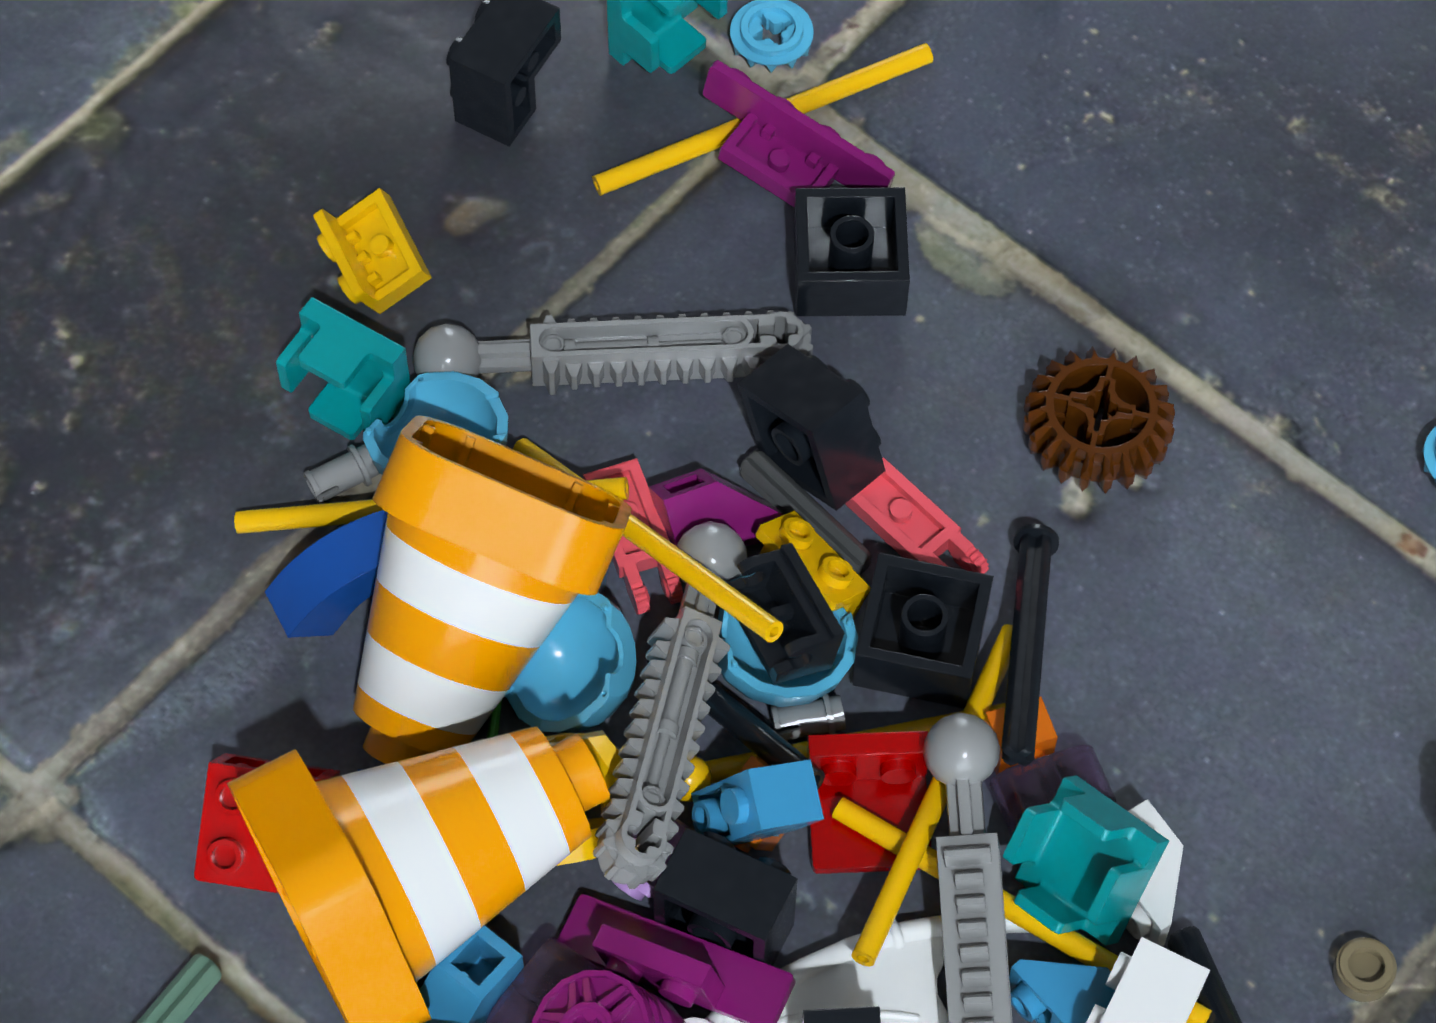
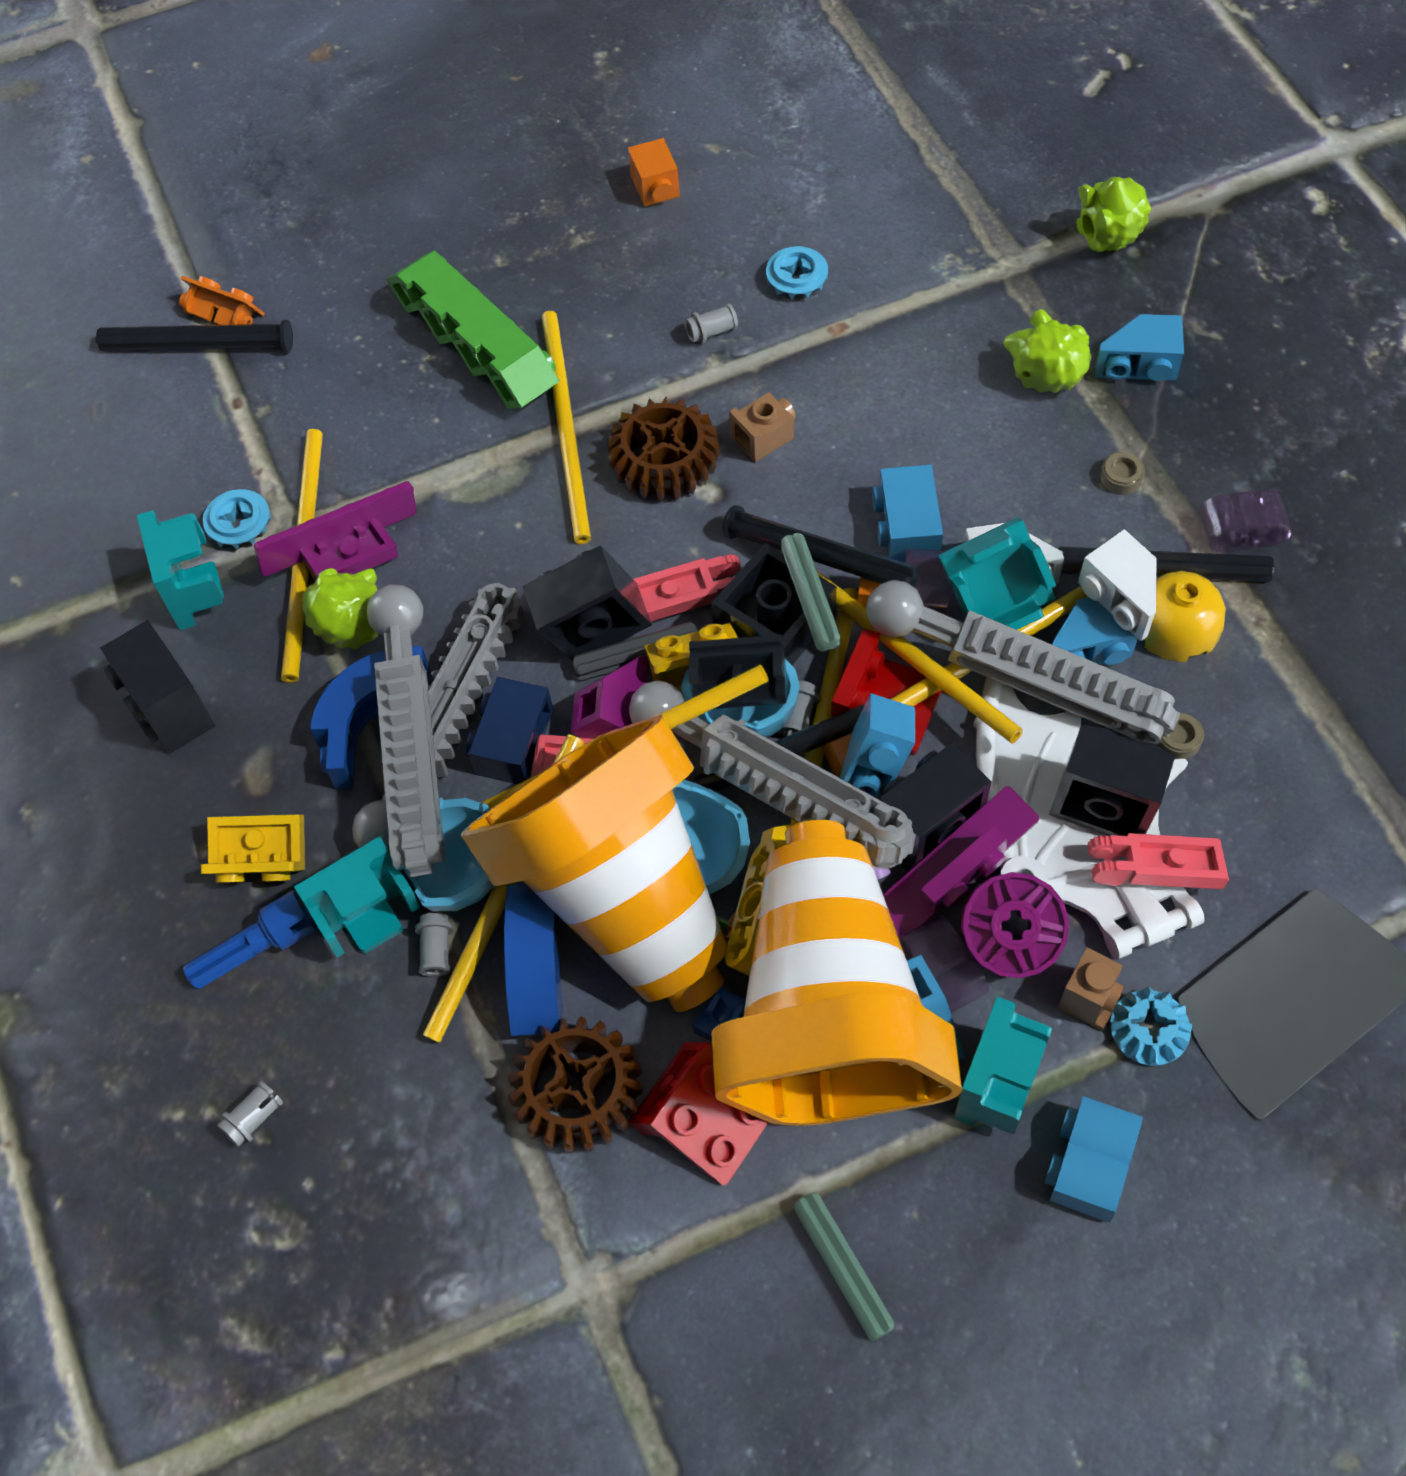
camera: 60 degrees left, 0 degrees up
(81, 393) = (249, 1114): none -> light grey pin
(233, 651) = (560, 1096): none -> reddish brown gear
(257, 296) = (279, 925): none -> blue piece
(548, 317) = (406, 734): none -> light grey gear
(591, 259) = (344, 712): none -> blue arch
(631, 424) = (509, 730): none -> dark blue brick
(696, 192) = (338, 607): none -> lime animal
(851, 252) = (453, 534): black brick -> none
(940, 649) = (810, 592): none -> sand green axle
(1083, 303) = (566, 432): none -> yellow piece
(1149, 142) = (478, 329): none -> bright green brick
(1151, 730) = (908, 510): none -> dark azure brick
(1195, 515) = (762, 426): none -> medium nougat brick
(1324, 393) = (711, 323): none -> light grey pin

